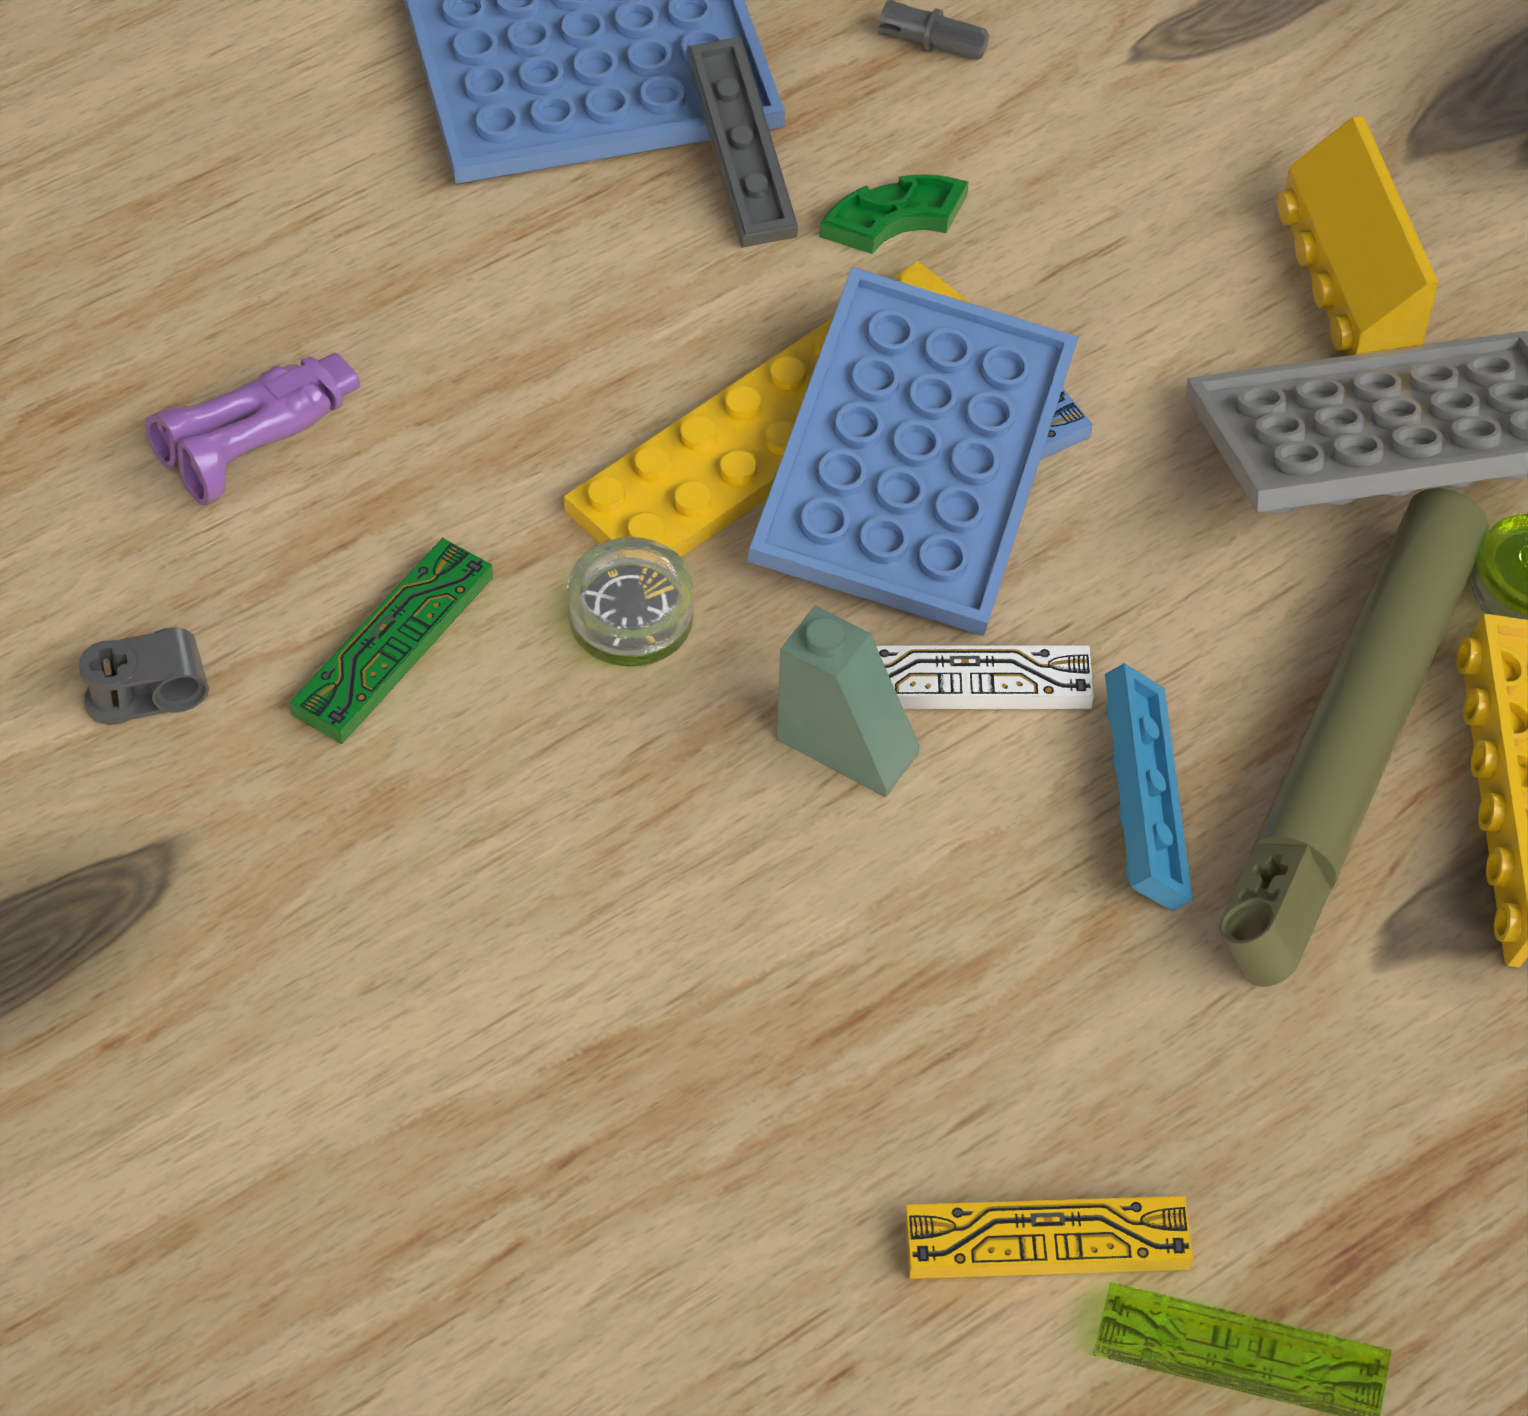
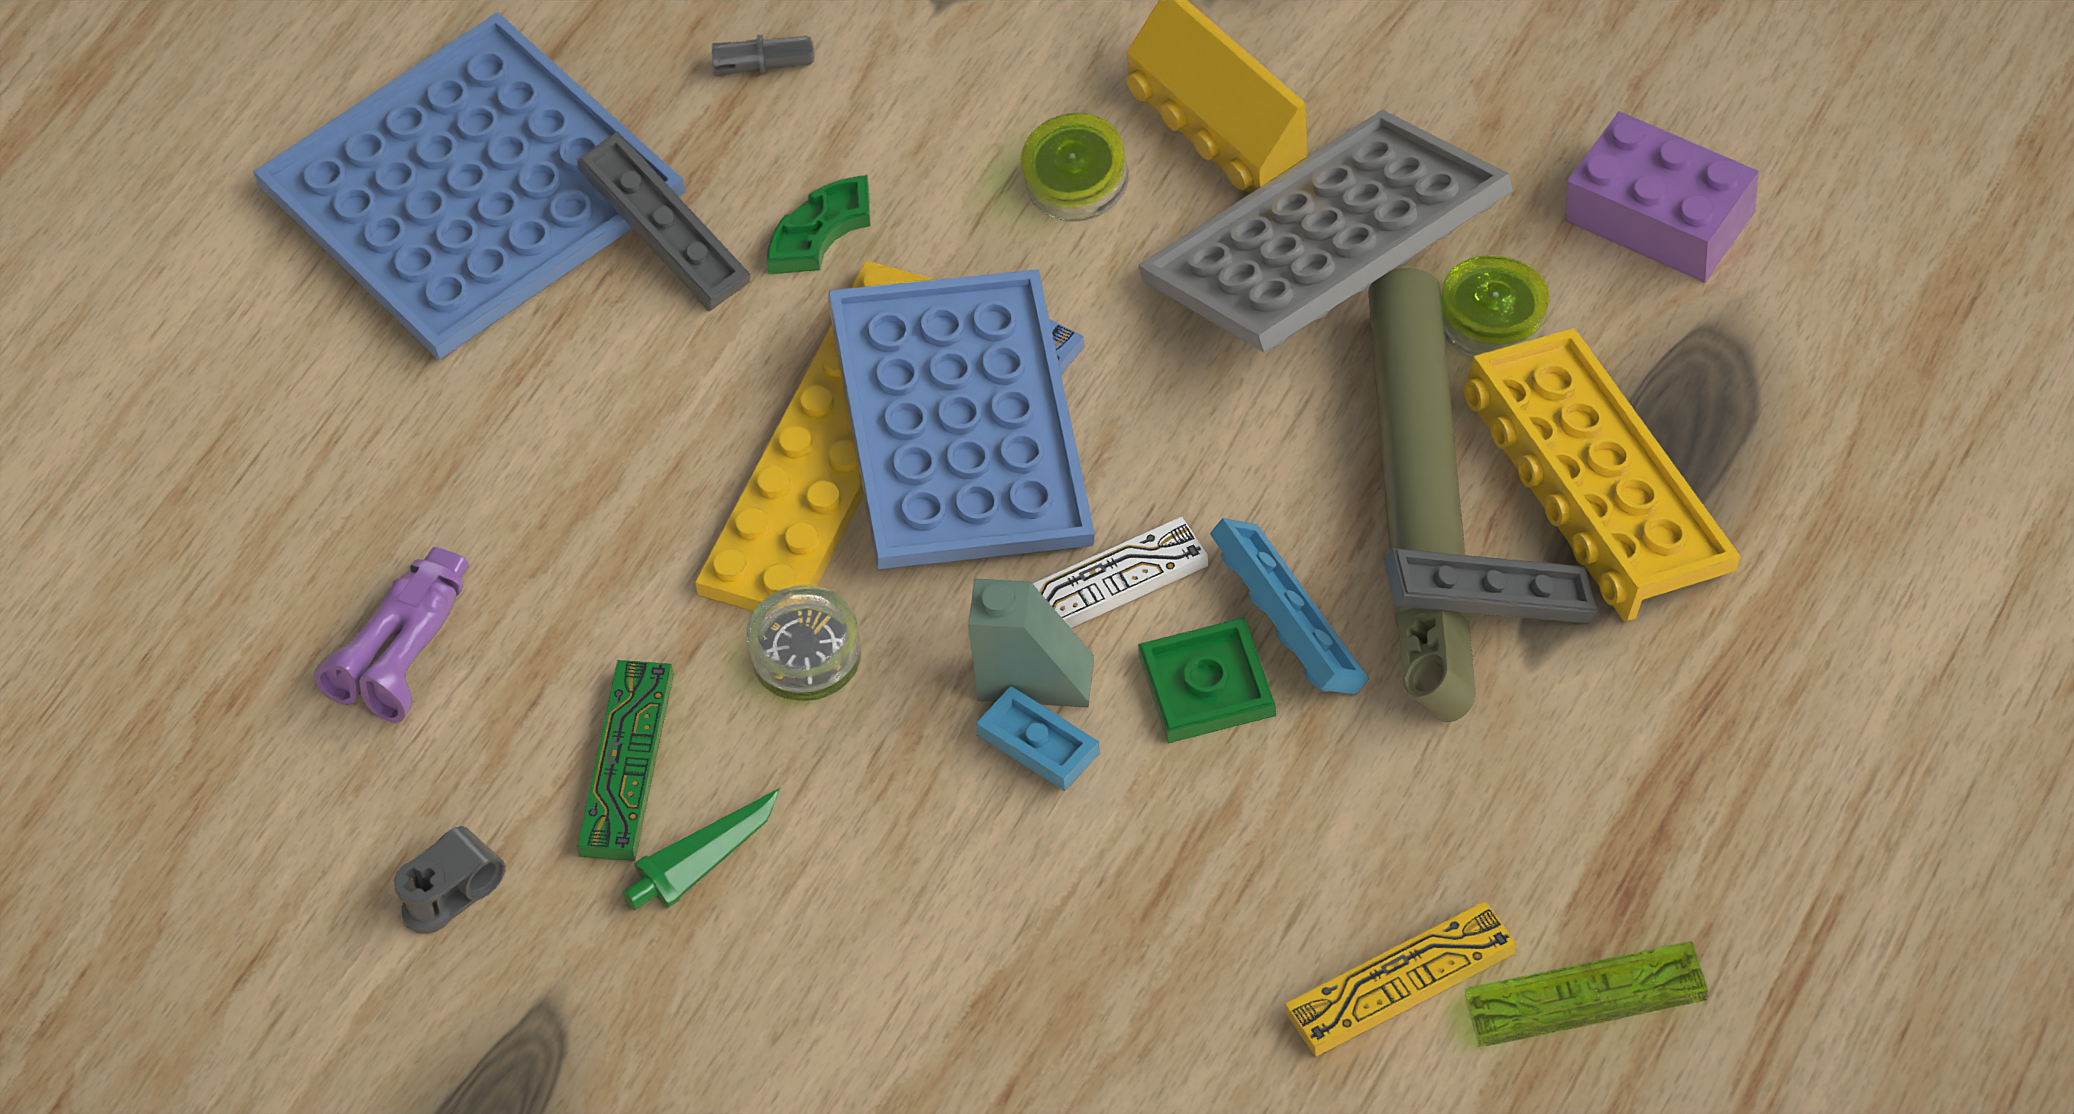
camera: 20 degrees left, 0 degrees up
(388, 767) = (685, 862): none -> green bar
(810, 804) = (1037, 738): none -> dark azure plate
(1021, 824) = (1206, 680): none -> green tile
(1177, 257) = (1074, 167): none -> clear neon green piece
(1369, 859) = (1490, 586): none -> dark grey tile

